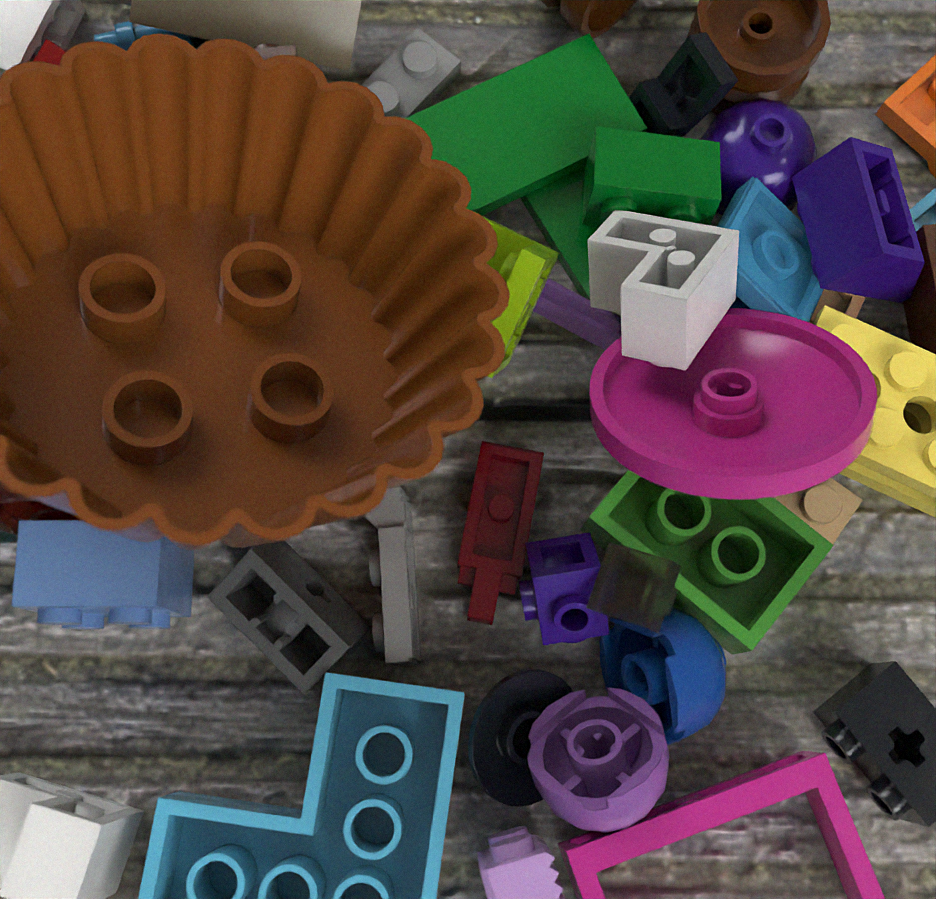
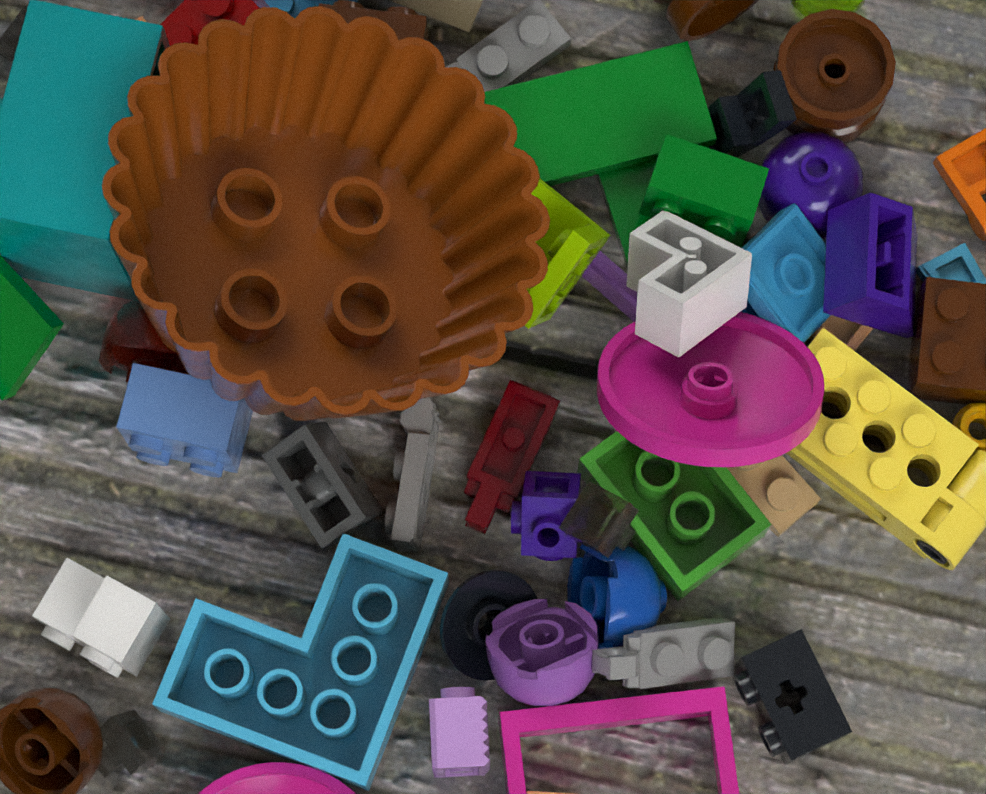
camera: 15 degrees right, 0 degrees up
(747, 728) = (670, 654): none -> light grey hinge

